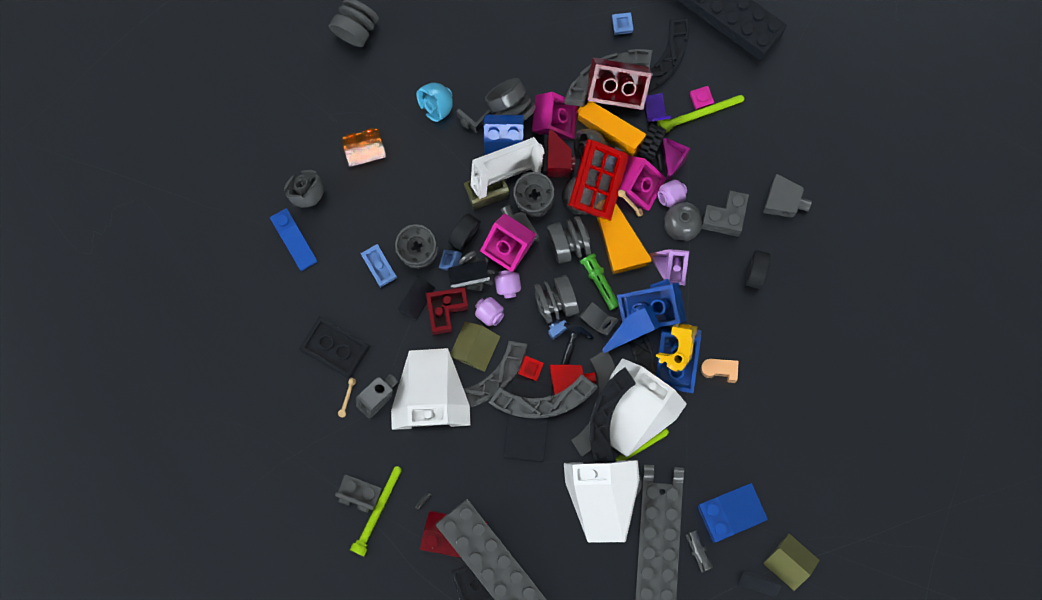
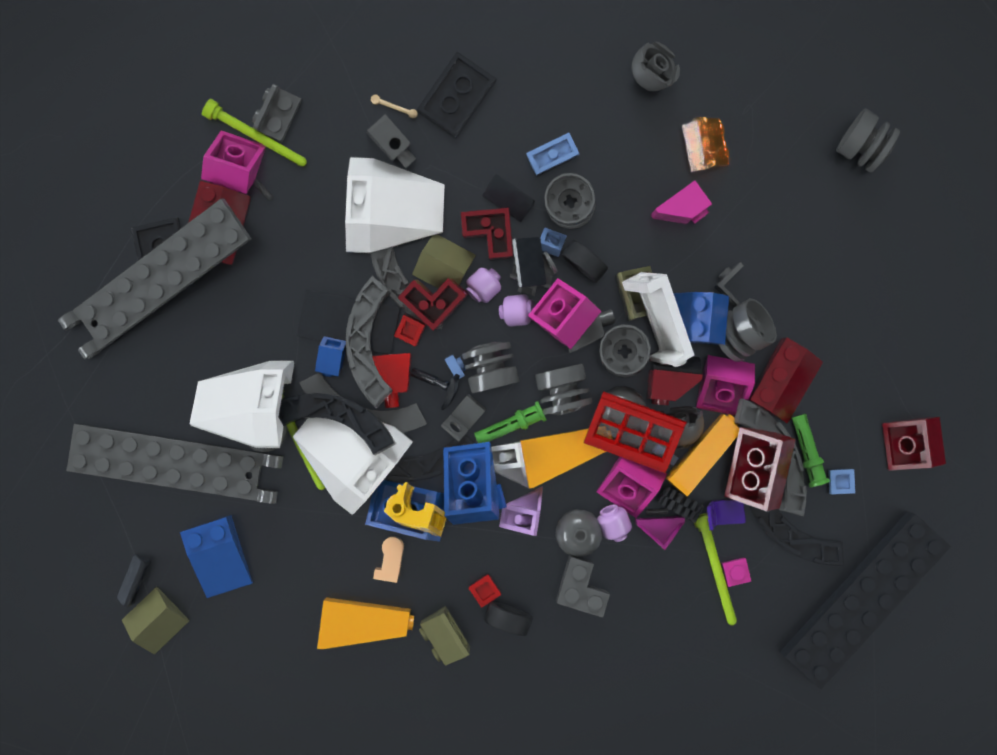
camera: 90 degrees right, 10 degrees up
(293, 239) = (594, 51): blue slope -> none
(402, 526) = (232, 162): none -> dark pink slope
(414, 157) = (684, 206): none -> dark pink slope
(436, 100) = (757, 239): medium azure cylinder -> none
(511, 347) = (431, 307): none -> dark red brick
(545, 71) = (785, 379): none -> dark red slope
(558, 430) = (330, 356): none -> blue brick
(609, 46) = (812, 462): none -> bright green pin
(621, 193) = (596, 479): tan hinge -> none
(631, 277) = (510, 462): none -> white slope
(634, 326) = (447, 463): blue slope -> none
(699, 551) = (175, 512): dark grey pin -> none
(737, 291) = (484, 590): none -> red plate
(774, 393) = (360, 622): none -> light orange slope
(778, 318) = (445, 637): none -> olive slope
(785, 198) = (597, 662): dark grey torso -> none

